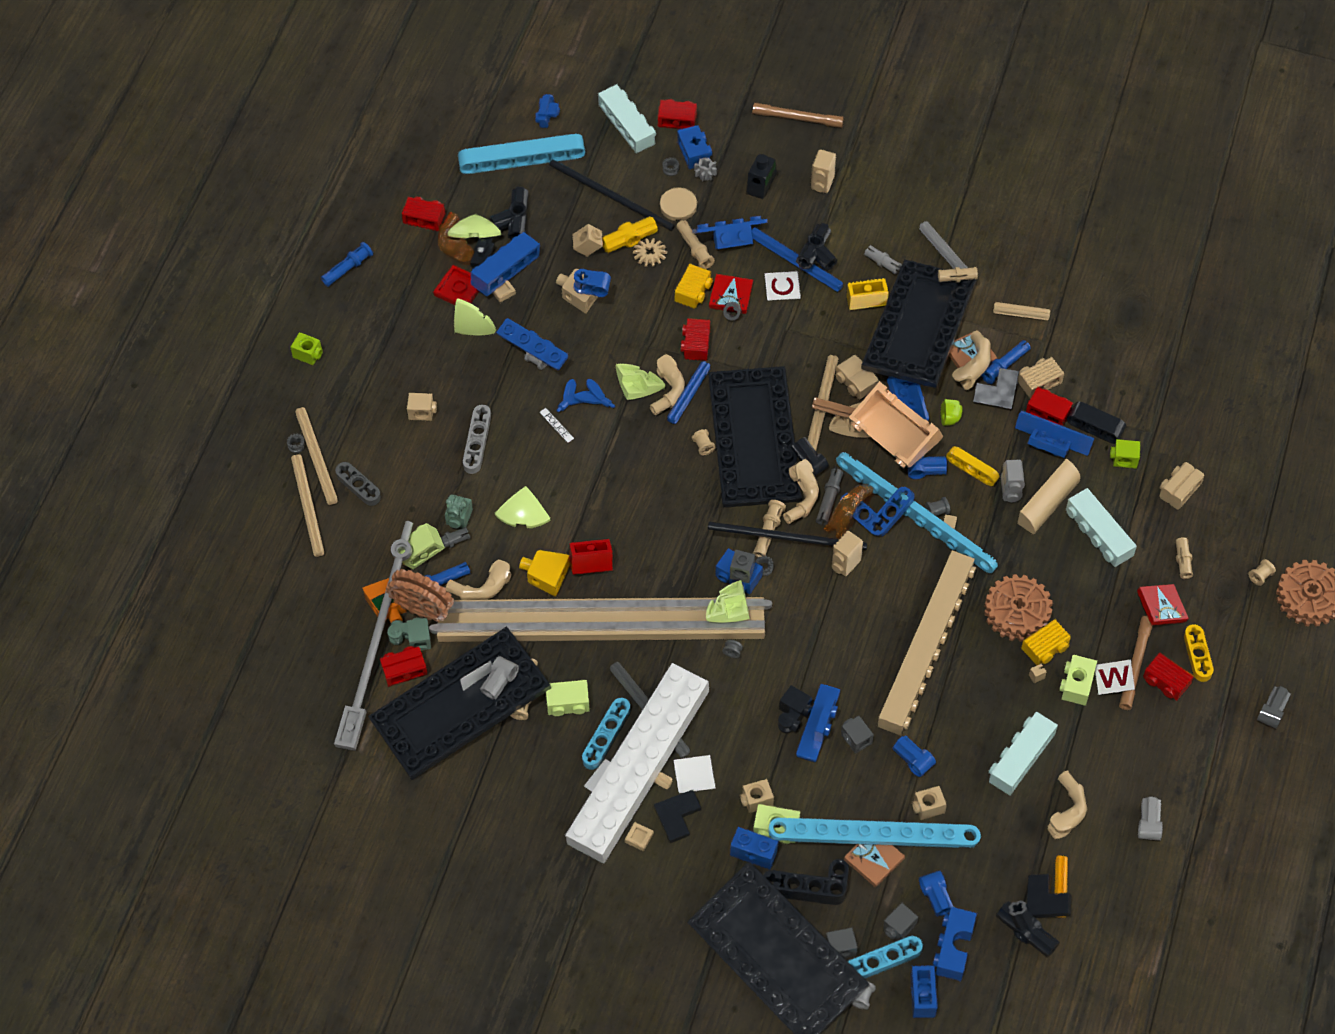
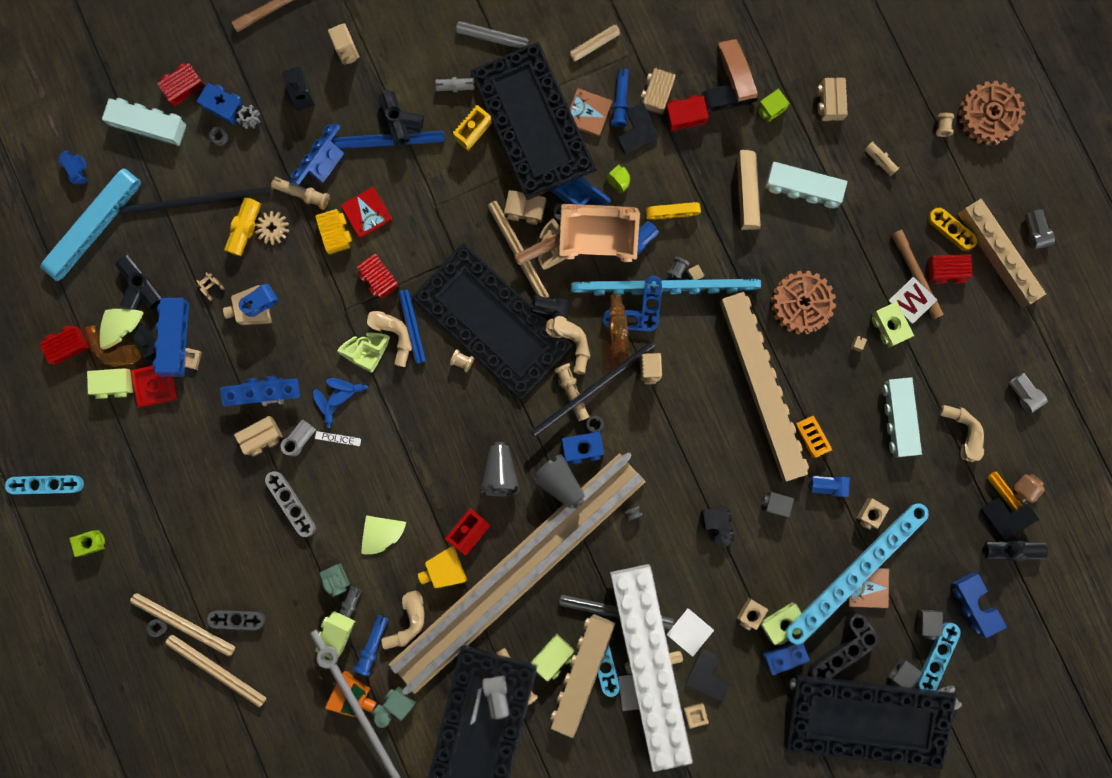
camera: 40 degrees left, 25 degrees up
(313, 292) = (44, 484): none -> medium azure beam
(353, 259) = (47, 433): blue pin -> none
(403, 665) = (412, 738): red brick -> none
(419, 595) = (380, 689): nougat piece -> none
(421, 406) = (223, 515): tan brick -> none
(430, 260) = (109, 382): none -> yellowish green brick
(471, 321) = (192, 410): yellowish green brick -> none
(500, 375) = (258, 436): none -> tan brick
(526, 399) = (299, 436): none -> light grey piece
(559, 254) = (205, 289): none -> tan piece
(579, 725) = (583, 675): none -> tan brick
(587, 240) = (216, 261): tan brick -> none
(654, 537) = (499, 472): none -> dark grey cone
(678, 204) = (255, 165): tan tile -> none
(696, 572) = (560, 482): none -> dark grey cone
(729, 605) = (604, 484): yellowish green brick -> none
(736, 307) = (382, 234): dark grey bush -> none
(742, 566) = (589, 449): dark grey brick -> none
(782, 285) = (397, 171): white sticker -> none
(818, 722) = (743, 517): blue bracket -> none
(831, 490) = (592, 326): dark grey pin -> none
(923, 991) = (991, 663): blue brick -> none
(930, 725) = (826, 446): none -> light orange slope
(934, 887) = (931, 576): blue piece -> none
(957, 274) = (526, 53): tan pin -> none
(974, 368) = (606, 135): tan piece -> none
(1012, 480) = (716, 202): light grey brick -> none
(1046, 643) = (846, 314): yellow brick -> none
(1053, 436) = (709, 137): blue bracket -> none
(1084, 890) = (1029, 488): none -> medium nougat head
(1118, 405) = (737, 70): none -> nougat slope
(1162, 604) = (899, 212): tile -> none
(1223, 699) = (1002, 253): none -> tan brick

